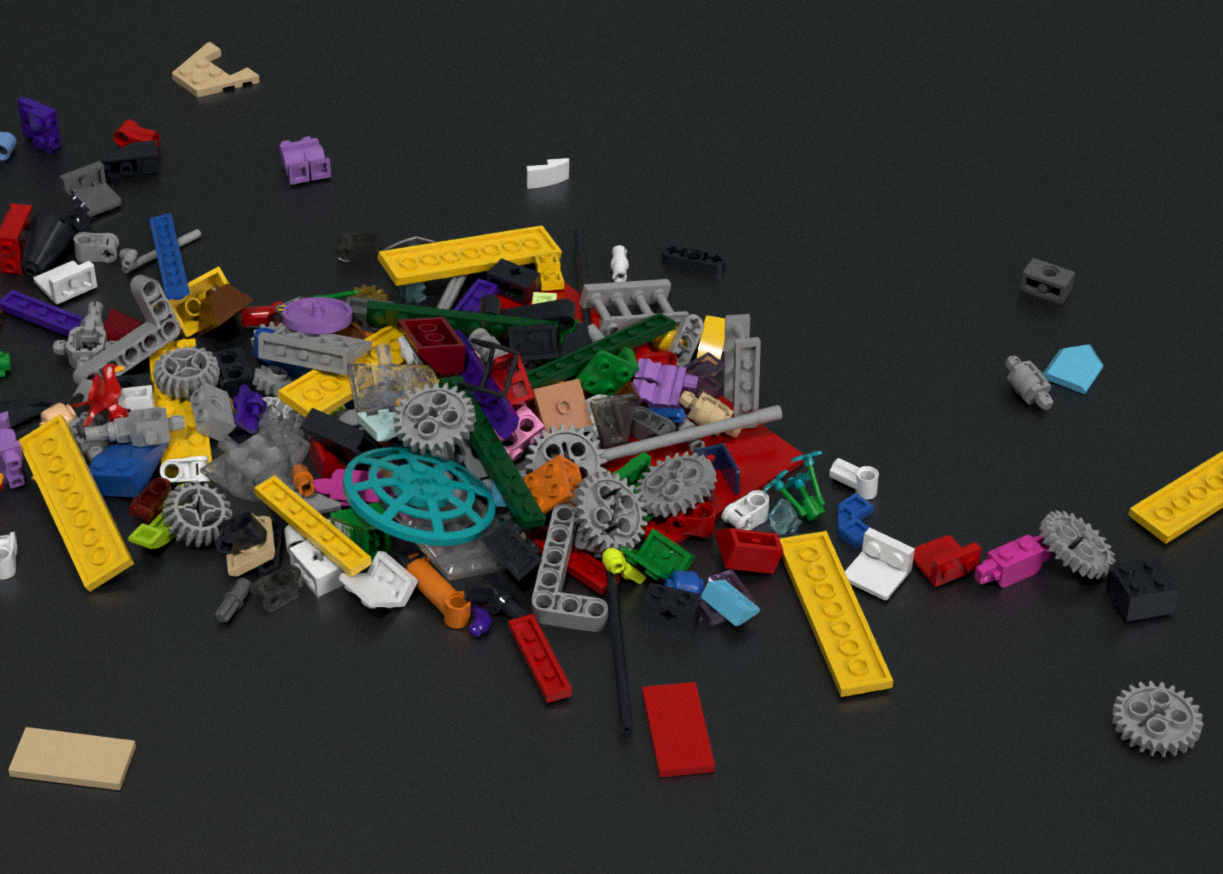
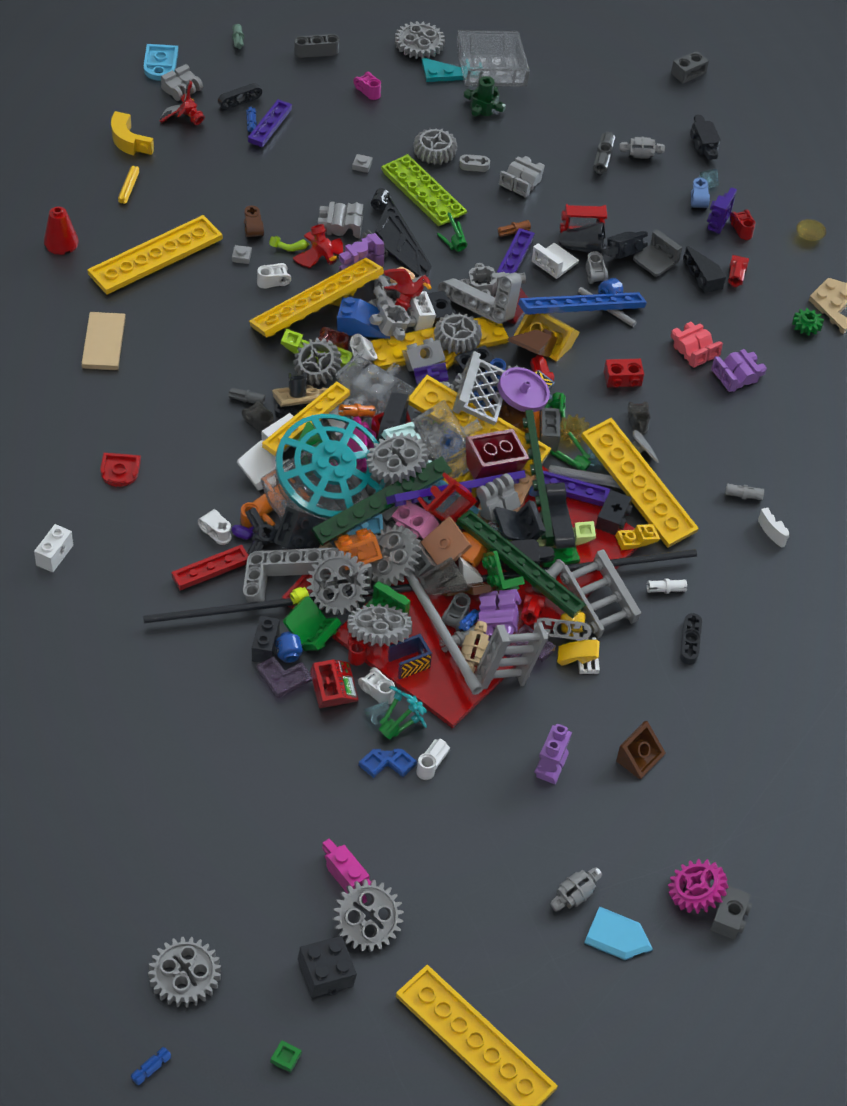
camera: 80 degrees right, 10 degrees up
(67, 117) = (743, 224): none -> red piece
(88, 71) = (811, 229): none -> clear yellow piece
(128, 257) = (588, 287): light grey arm -> none
(139, 238) = (610, 286): none -> blue head
(240, 98) = (807, 321): none -> green gear
(250, 189) = (695, 344): none -> coral hips
(285, 248) = (623, 372): none -> red brick
(337, 751) = (120, 469): none -> red tile
(425, 298) = (579, 462): none -> green plant
(468, 648) = (216, 527): none -> white piece
(485, 824) = (53, 548): none -> white brick
(490, 186) = (744, 491): none -> light grey pin
(490, 345) = (439, 483): black piece -> none
(678, 729) = (153, 654): red tile -> none
(729, 602) = (274, 675): medium azure slope -> none
(835, 614) = (278, 746): yellow plate -> none
(845, 317) = (640, 751): none -> reddish brown slope
(863, 362) = (553, 754): none -> medium lavender hips
(880, 564) = (328, 776): white bracket -> none
(946, 560) = (346, 822): red bracket -> none
(1021, 298) = (698, 891): none -> dark pink gear

